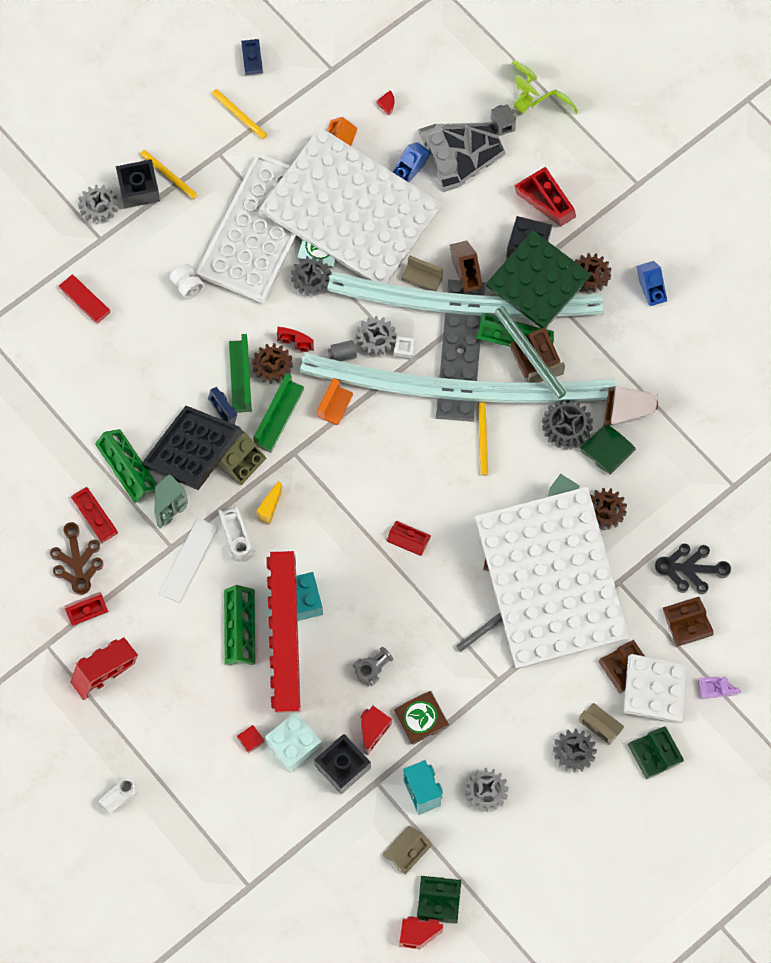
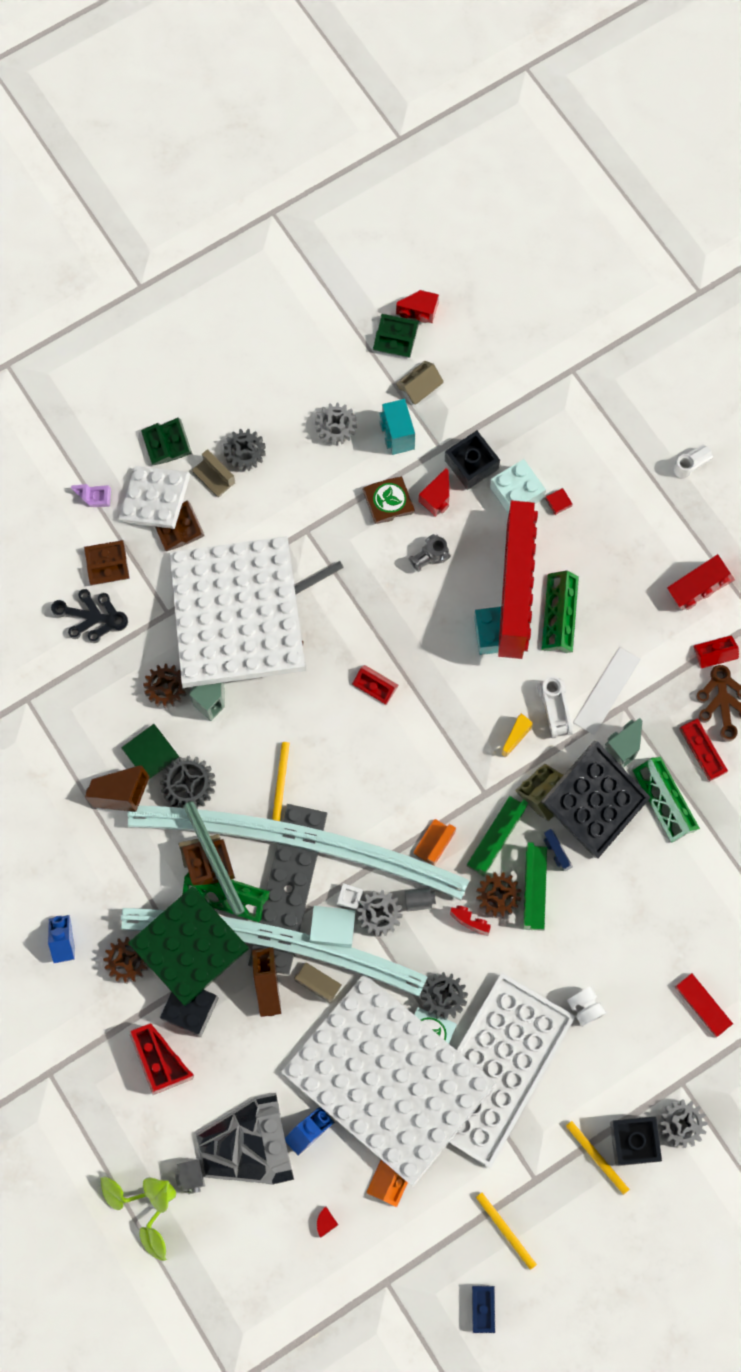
camera: 170 degrees left, 5 degrees up
(416, 318) = (332, 926): none -> light aqua slope

